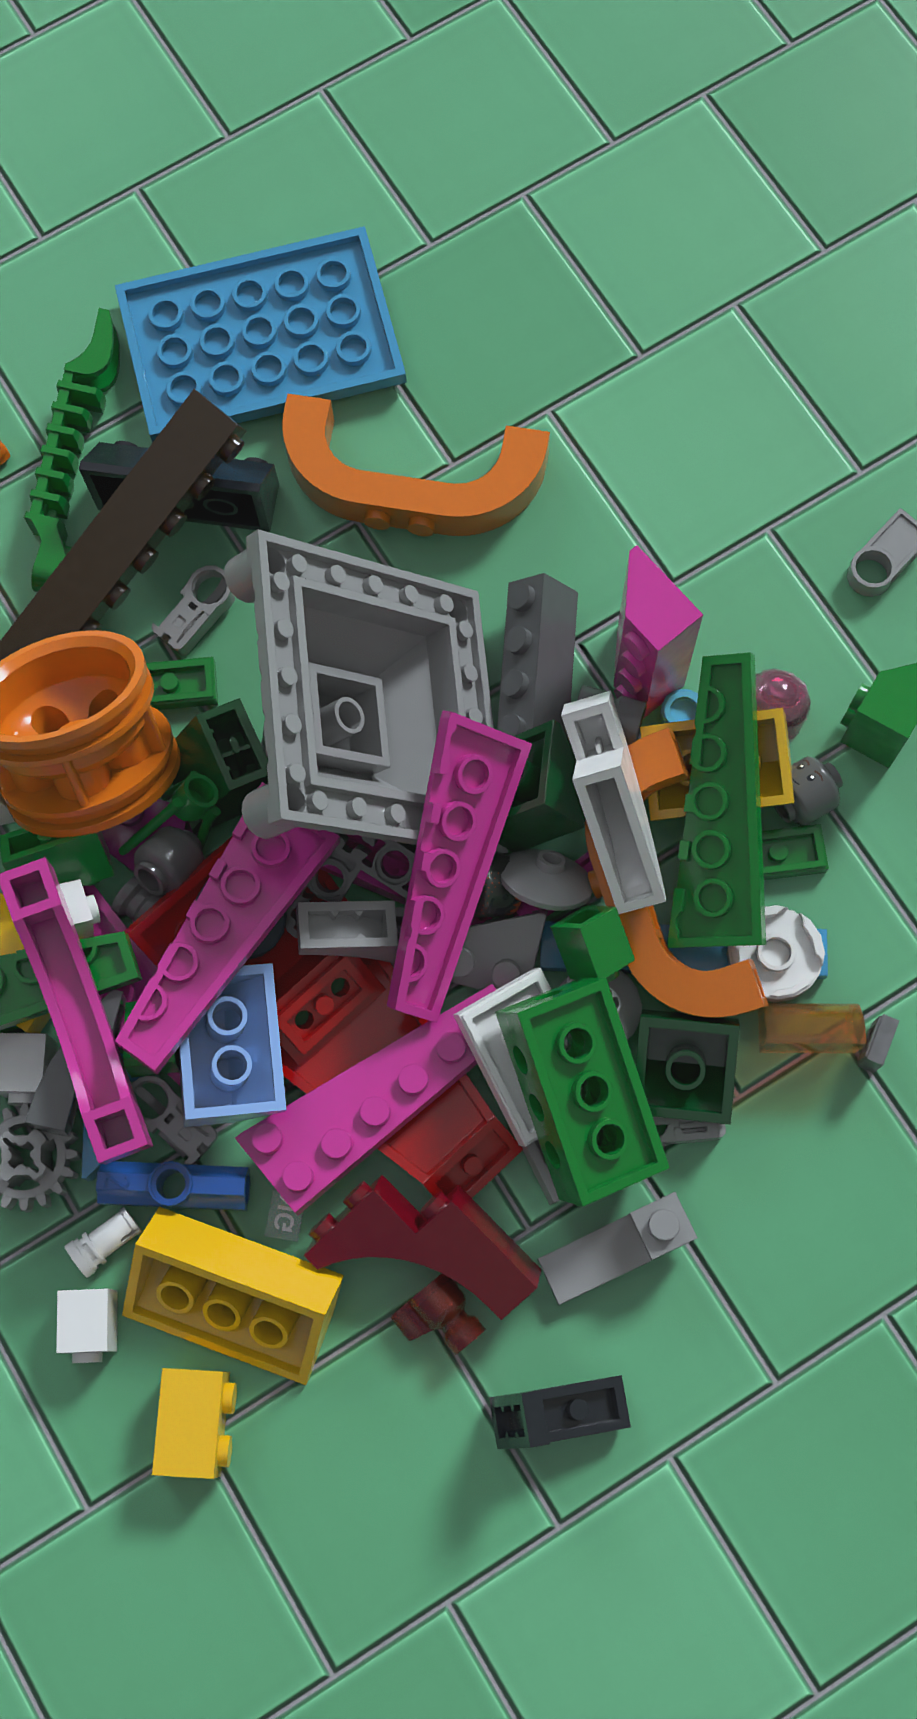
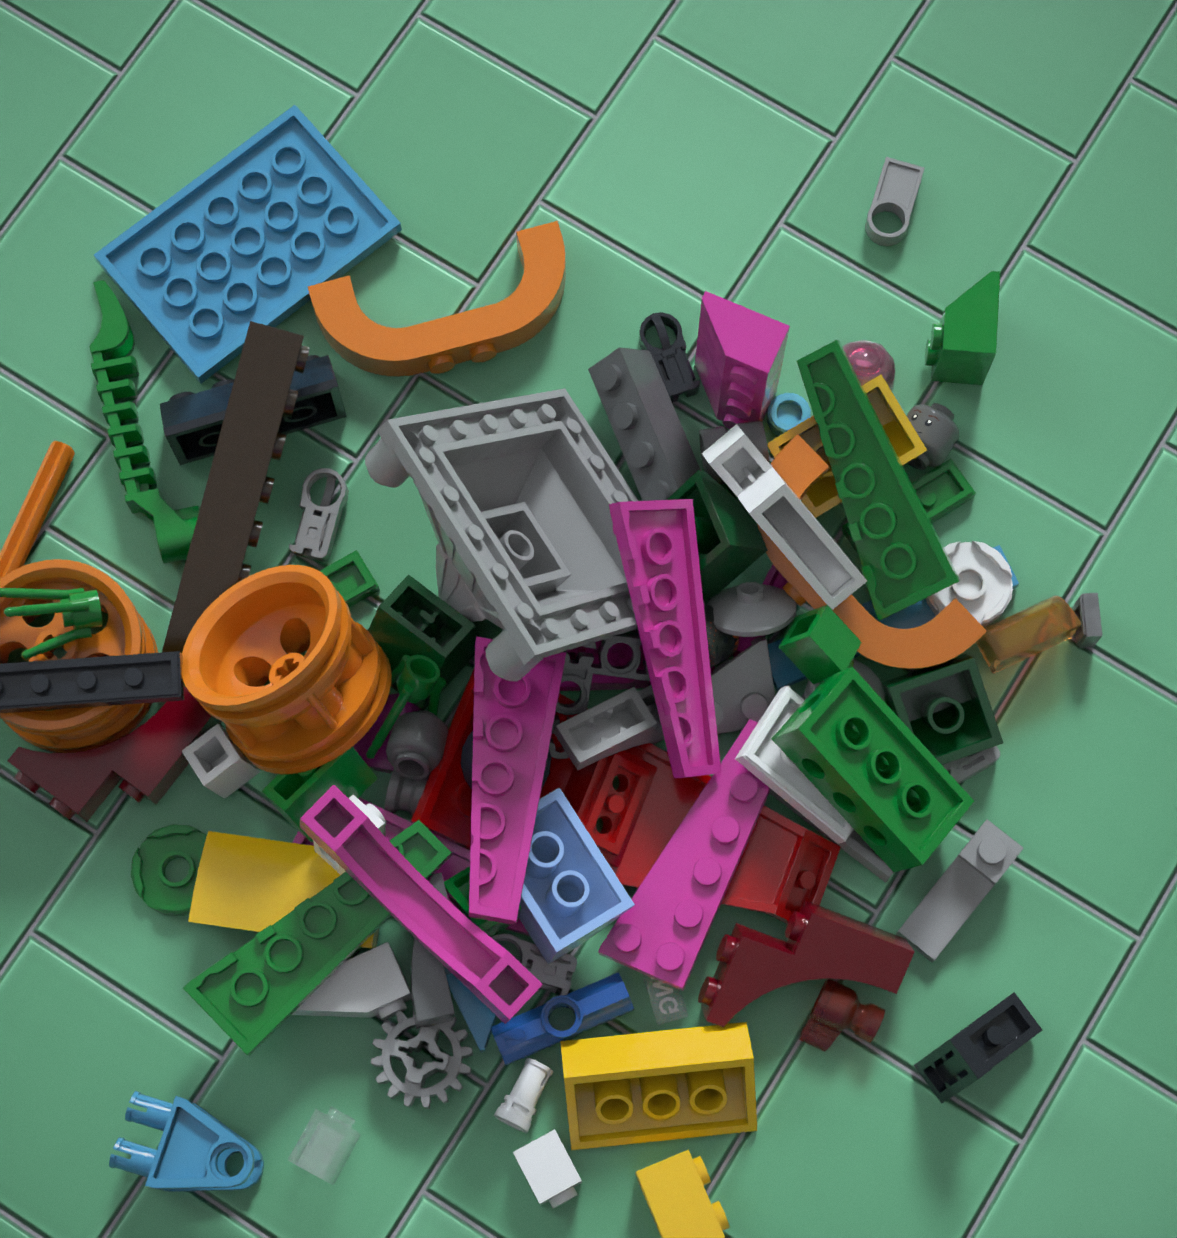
camera: 30 degrees left, 0 degrees up
(594, 610) = (670, 359): none -> black piece

